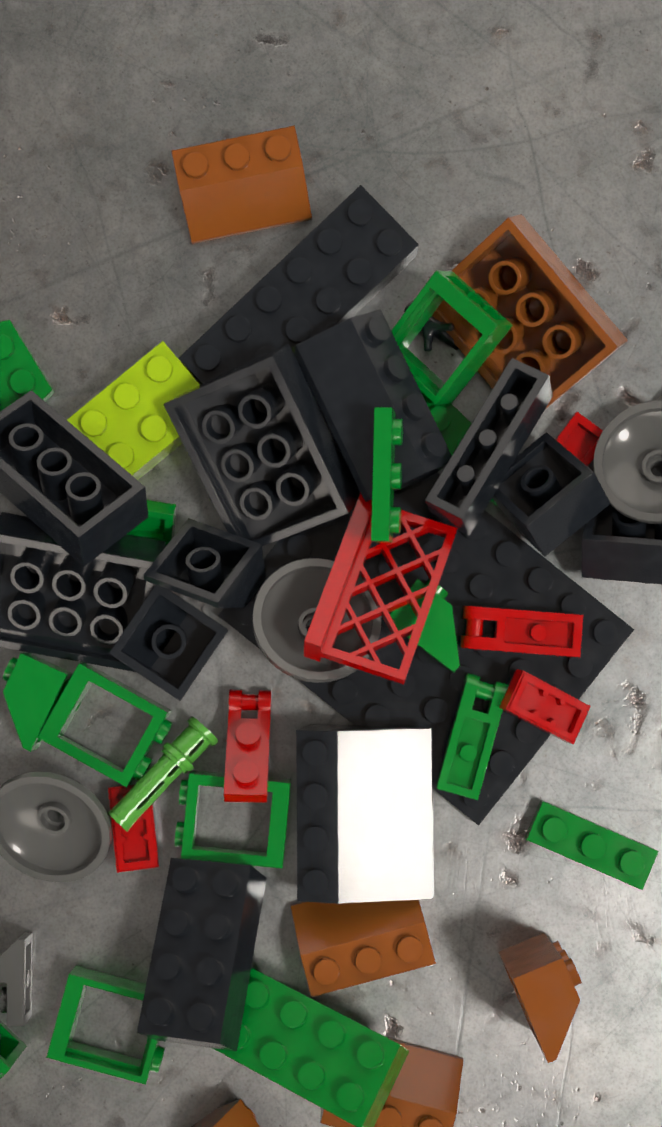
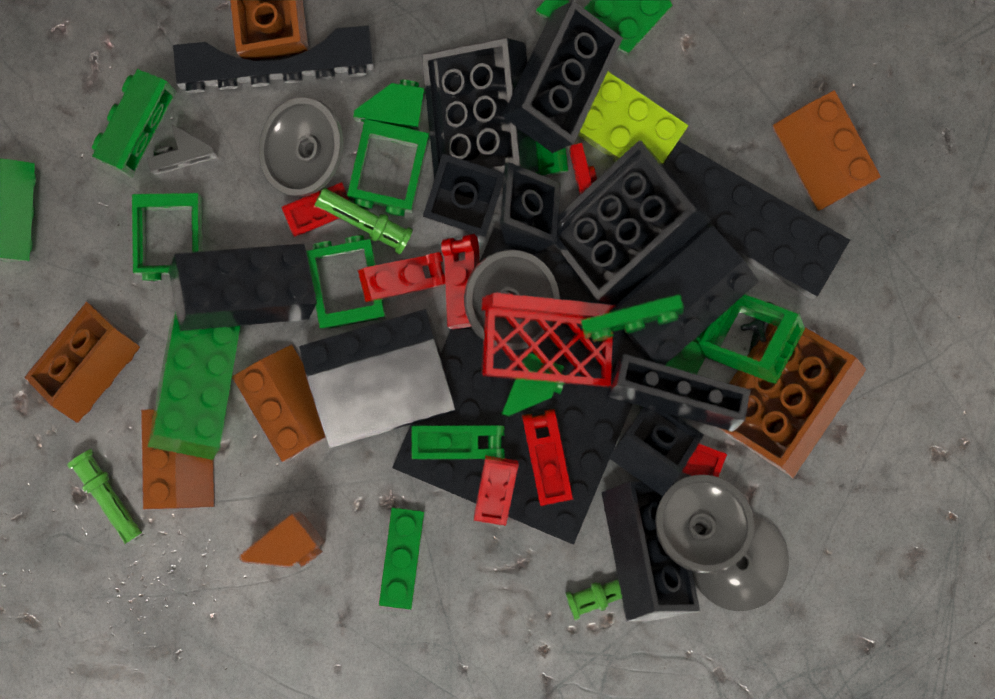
camera: 80 degrees right, 0 degrees up
(186, 486) = (584, 174): none -> red plate
(265, 677) = (457, 275): none -> red plate

